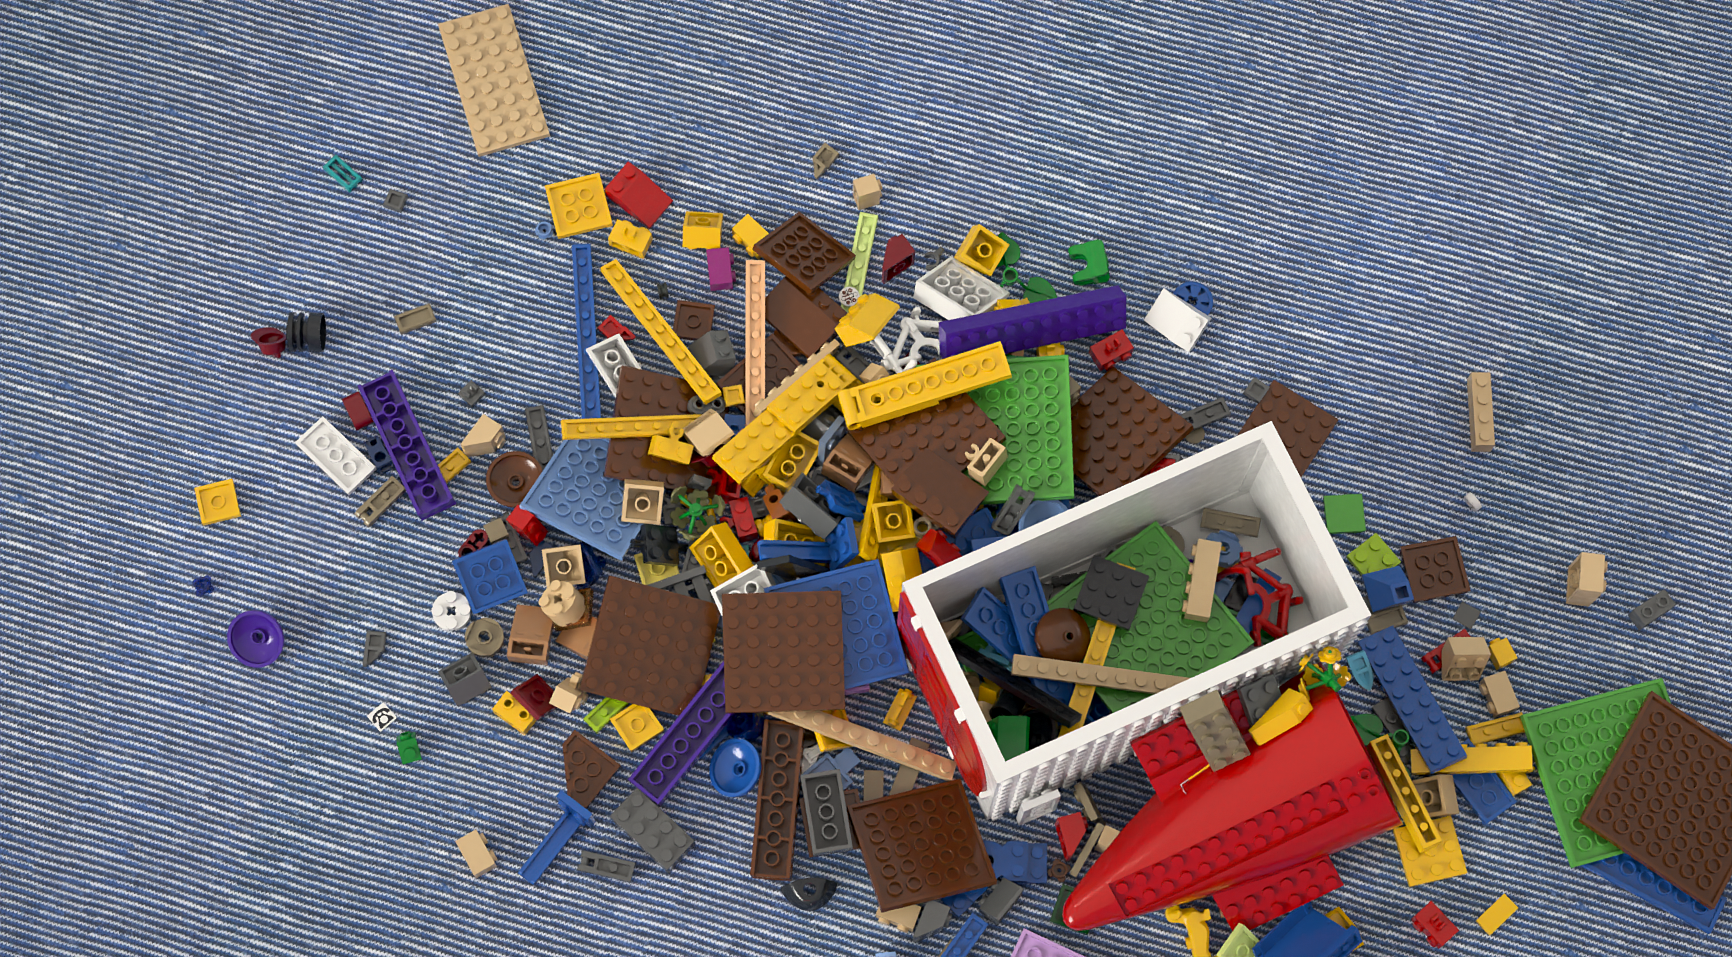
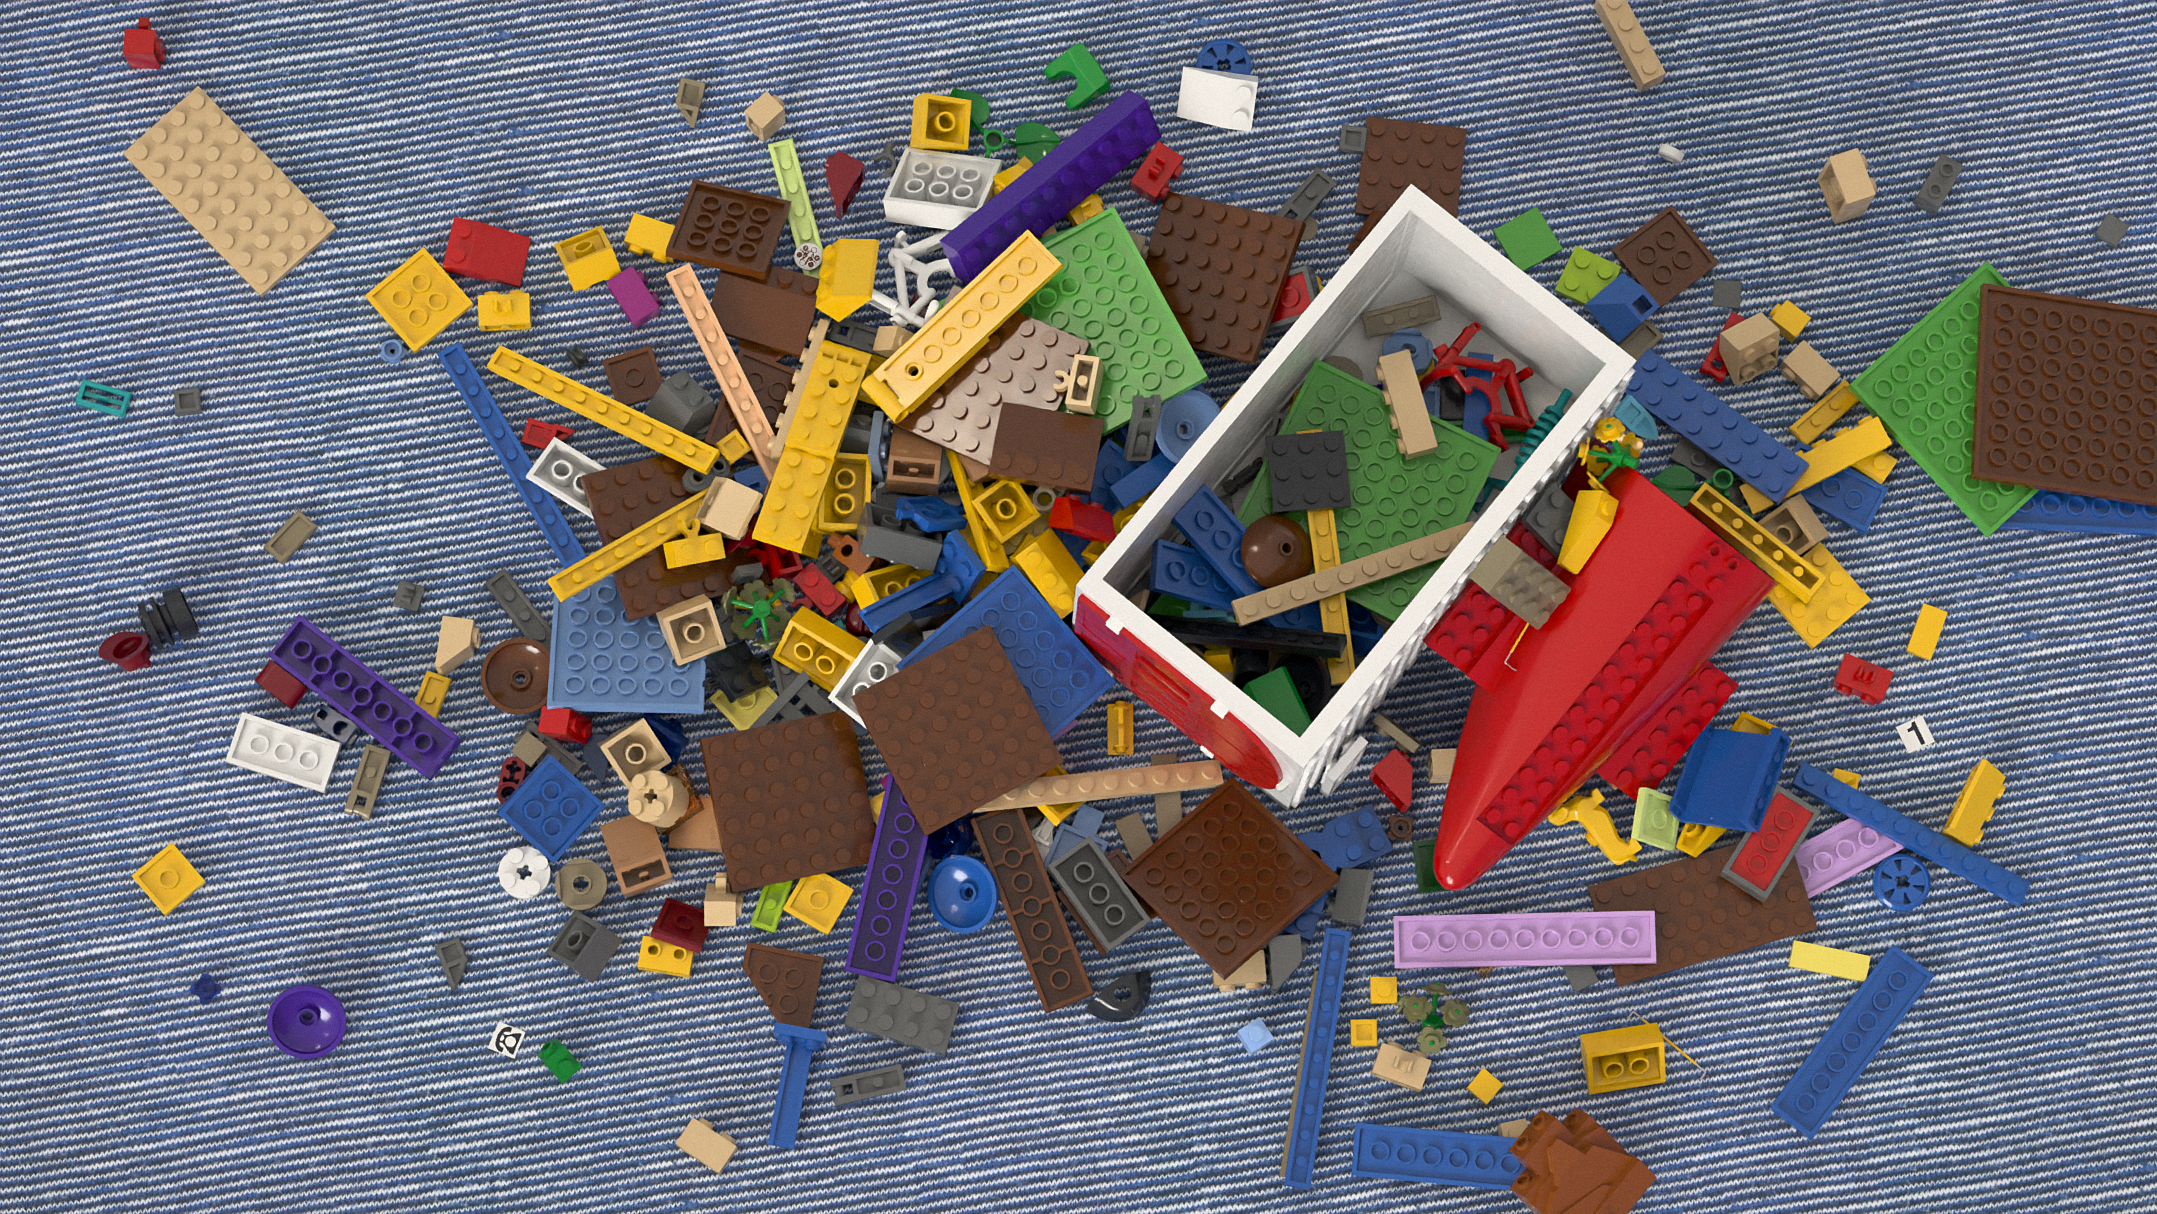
camera: 30 degrees left, 5 degrees up
(1087, 848) = (1422, 785): dark tan tile -> none

